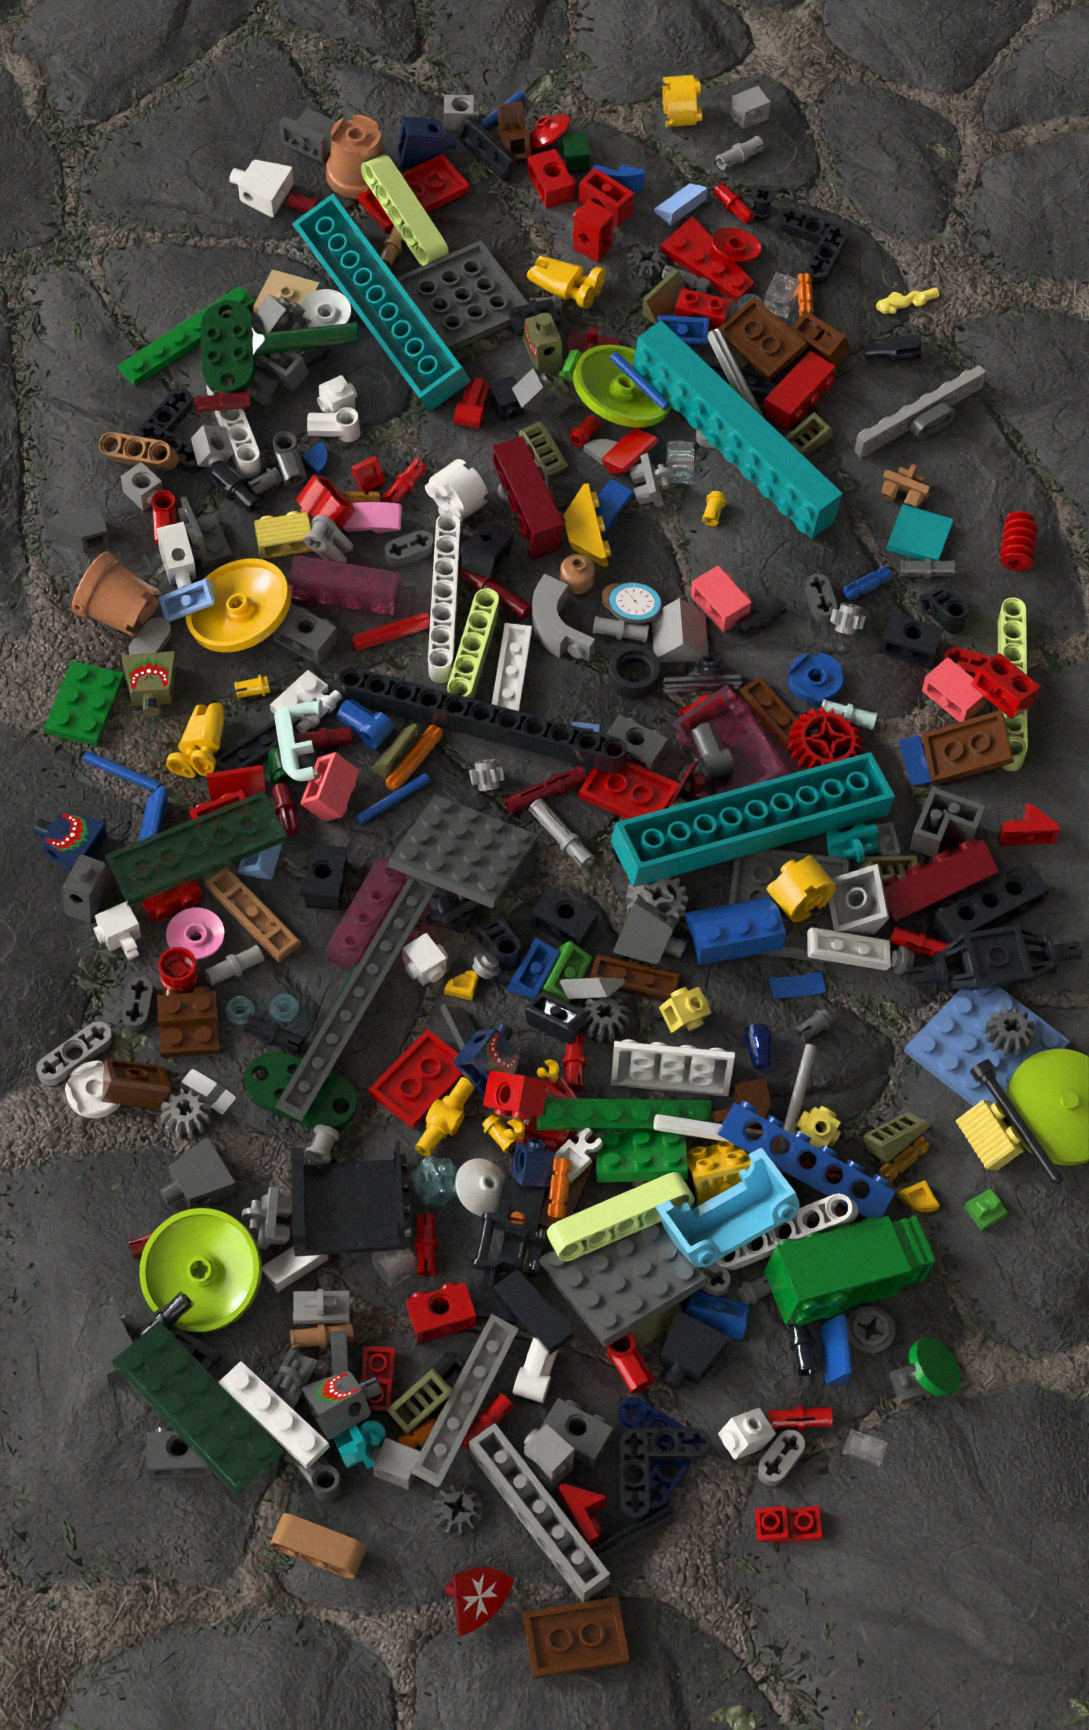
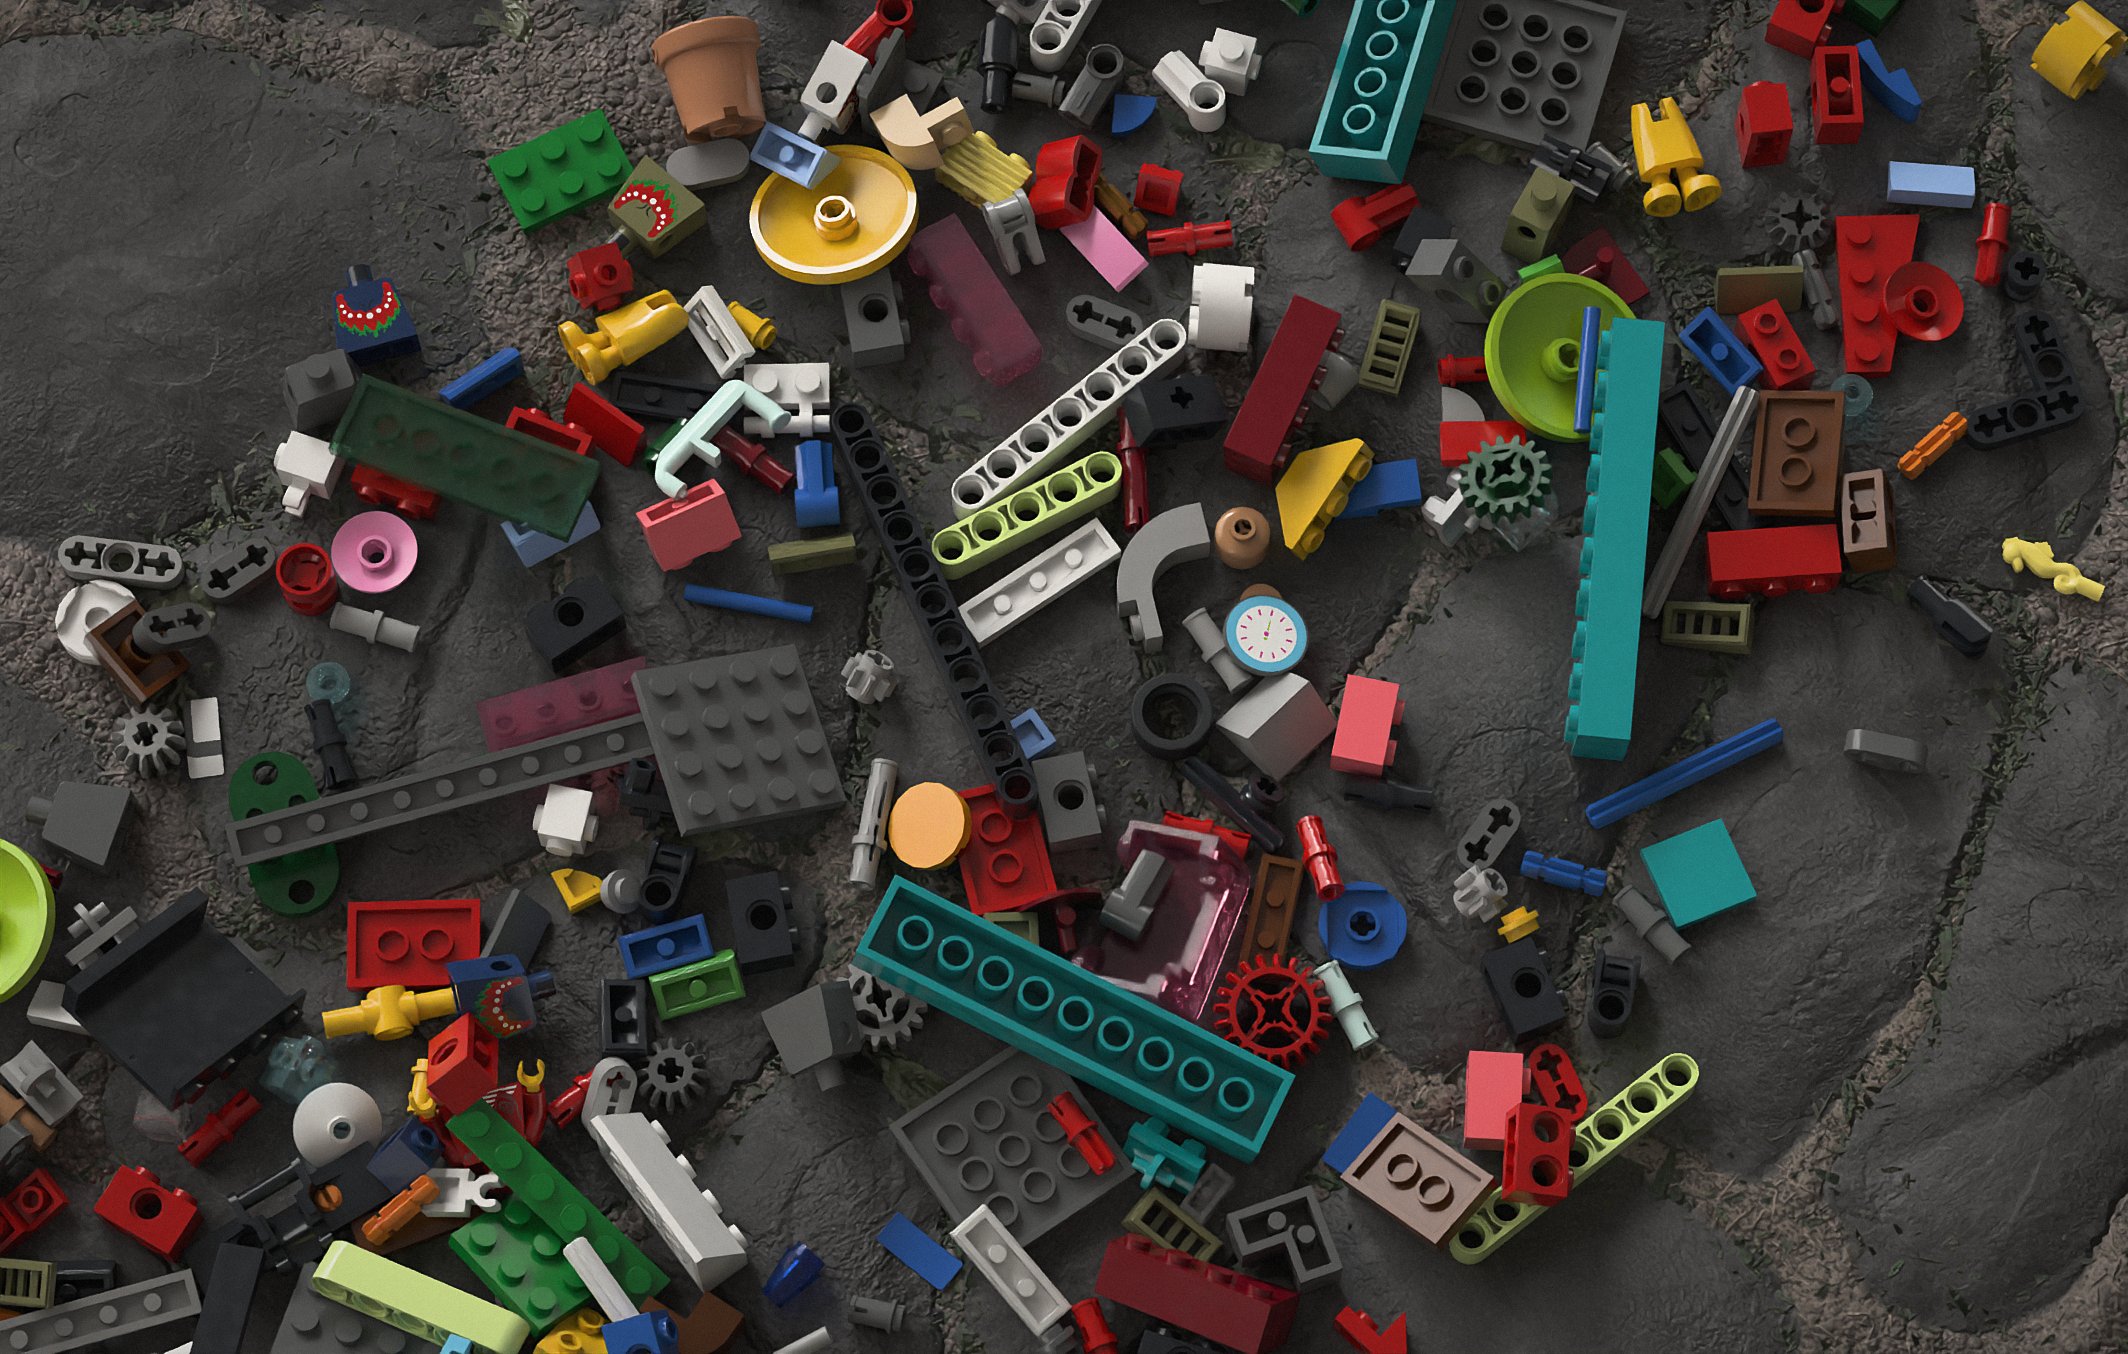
camera: 50 degrees right, 10 degrees up
(121, 771) = (512, 291): blue bar -> none
(139, 1053) = (174, 636): none -> dark grey beam
(161, 725) = (600, 277): none -> red brick
(188, 1023) = (263, 644): reddish brown plate -> none
(238, 540) = (917, 139): none -> tan brick
(252, 914) = (457, 589): medium nougat plate -> none
(265, 704) = (721, 328): none -> white tile
(280, 1001) = (370, 714): clear light blue plate -> none
(285, 808) = (623, 503): dark red axle -> none
(322, 1144) = (240, 913): light grey bush -> none
(391, 631) = (967, 403): red axle -> none
(414, 757) = (824, 578): orange axle -> none
(555, 785) = (929, 761): dark red pin -> none
(589, 808) = (929, 826): none -> light orange tile
(590, 987) = (690, 1028): light grey slope -> none
(591, 1051) = (603, 1097): none -> light grey beam
(638, 978) = (759, 1065): reddish brown tile -> none
(663, 447) = (1505, 479): none -> dark green gear
(685, 1009) = (744, 1151): light yellow brick -> none
(715, 502) = (1498, 608): yellow pin -> none
(736, 930) = (911, 1121): blue slope -> none
(739, 153) = (2079, 185): light grey pin -> none
(767, 666) = (1320, 858): none -> red pin
(782, 294) = (1891, 432): clear brick -> none
(802, 888) = (1024, 1152): yellow brick -> none
(830, 864) = (1082, 1133): none -> red axle
(859, 902) = (1073, 1226): light grey slope -> none
(866, 502) = (1684, 773): none -> blue axle
(876, 617) = (1518, 924): none -> yellow plate
(899, 423) = (1941, 736): light grey plate -> none
(907, 482) = (1740, 784): medium nougat hips -> none
(1018, 541) = (1792, 998): red piece -> none

